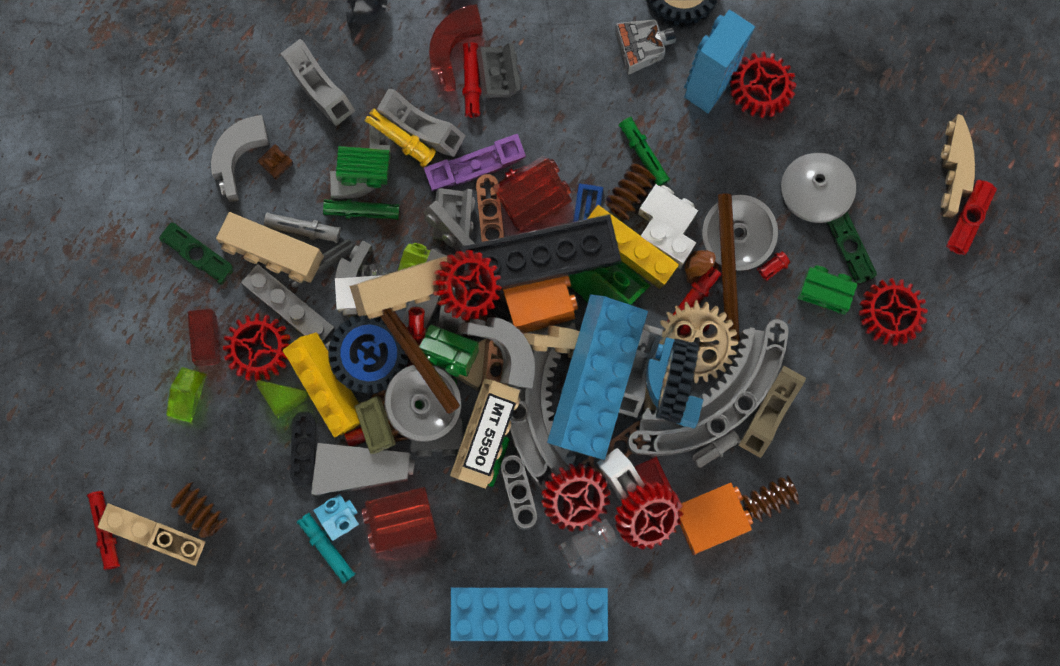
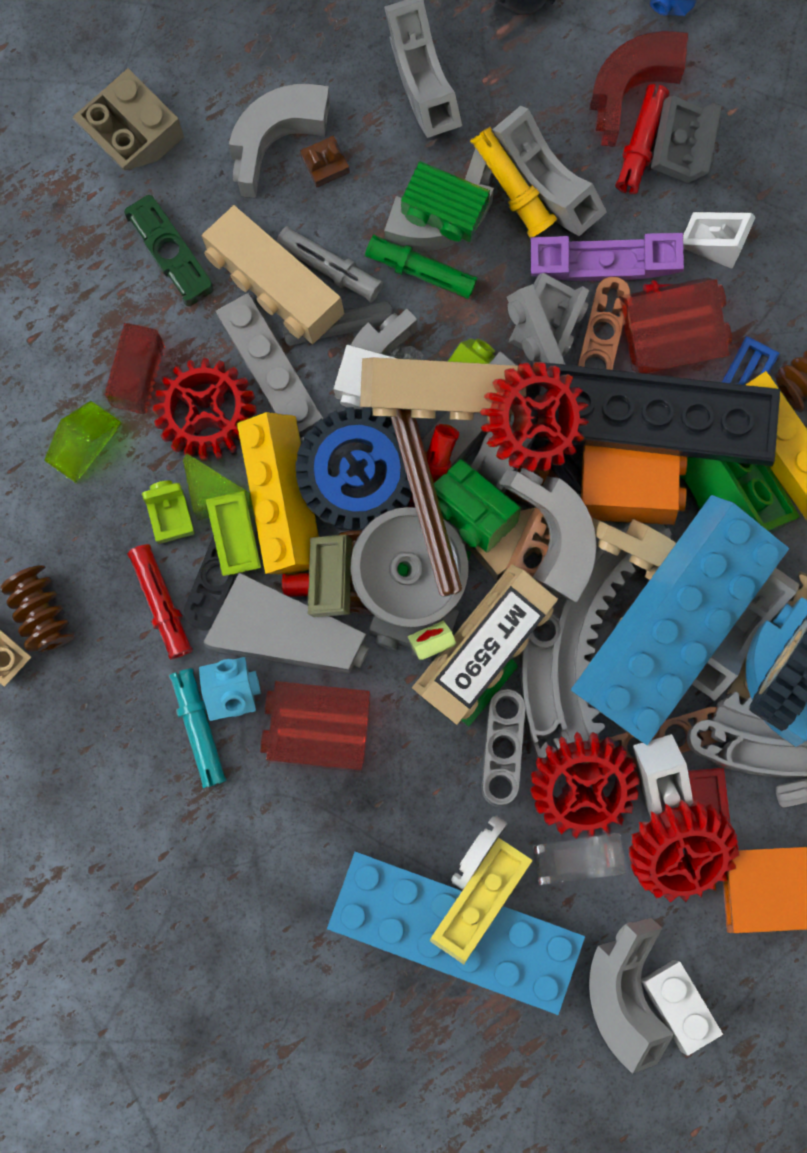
camera: 30 degrees right, 0 degrees up
(142, 181) = (130, 122): none -> dark tan slope
(258, 420) = (168, 511): none -> lime bracket
(279, 485) = (165, 615): none -> red pin
(305, 419) = (233, 533): none -> lime tile
(452, 442) = (432, 640): none -> yellowish green tile
(526, 561) = (479, 851): none -> white tile
(537, 589) = (481, 900): none -> light yellow piece
(539, 126) = (718, 235): none -> white slope
(641, 619) = (619, 1001): none -> light grey arch
(679, 609) = (681, 1007): none -> white brick

